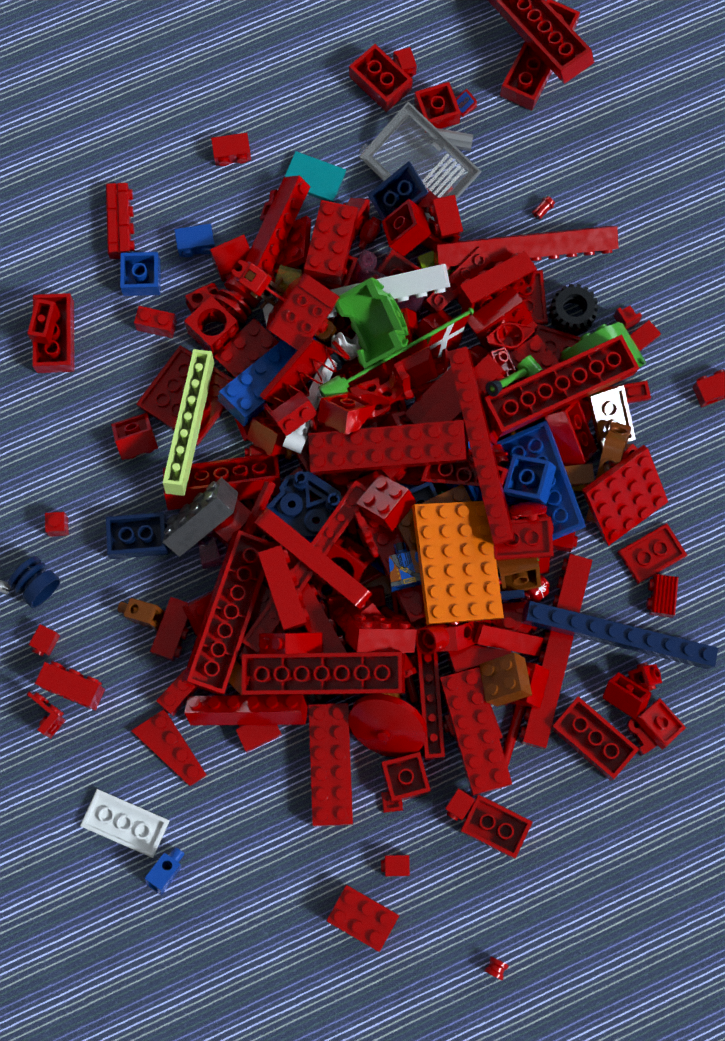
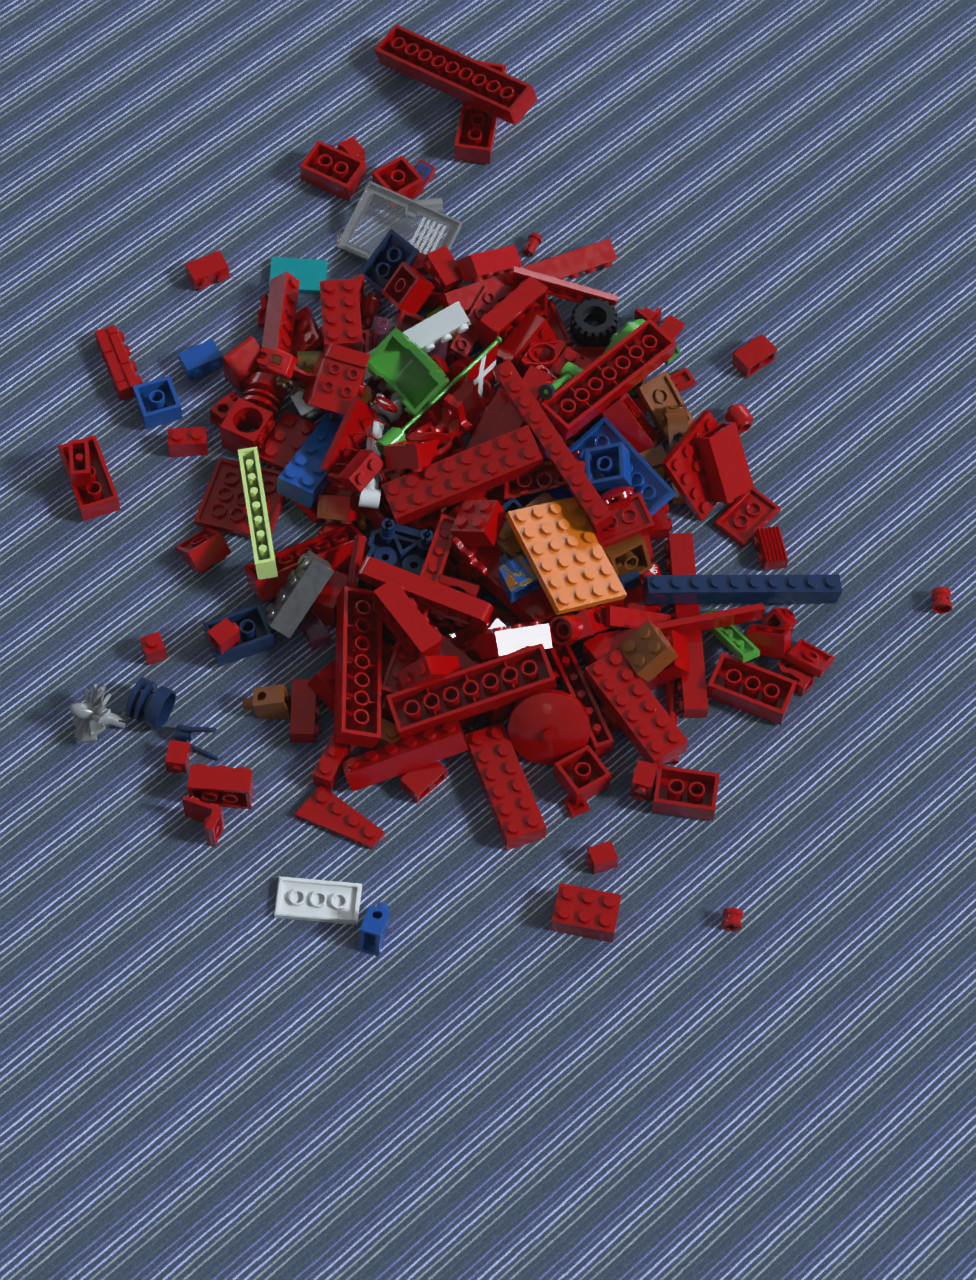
camera: 20 degrees left, 15 degrees down
(59, 618) = (186, 734): none -> dark blue plant
(118, 538) = (224, 635): none -> red brick
(492, 222) = (488, 264): none -> red wedge
(552, 267) = (560, 288): none -> red plate
(575, 660) = (713, 619): none -> red tile
(591, 677) = (735, 641): none -> bright green tile
(646, 500) = (724, 462): none -> red brick
(678, 450) = (739, 415): none -> red head

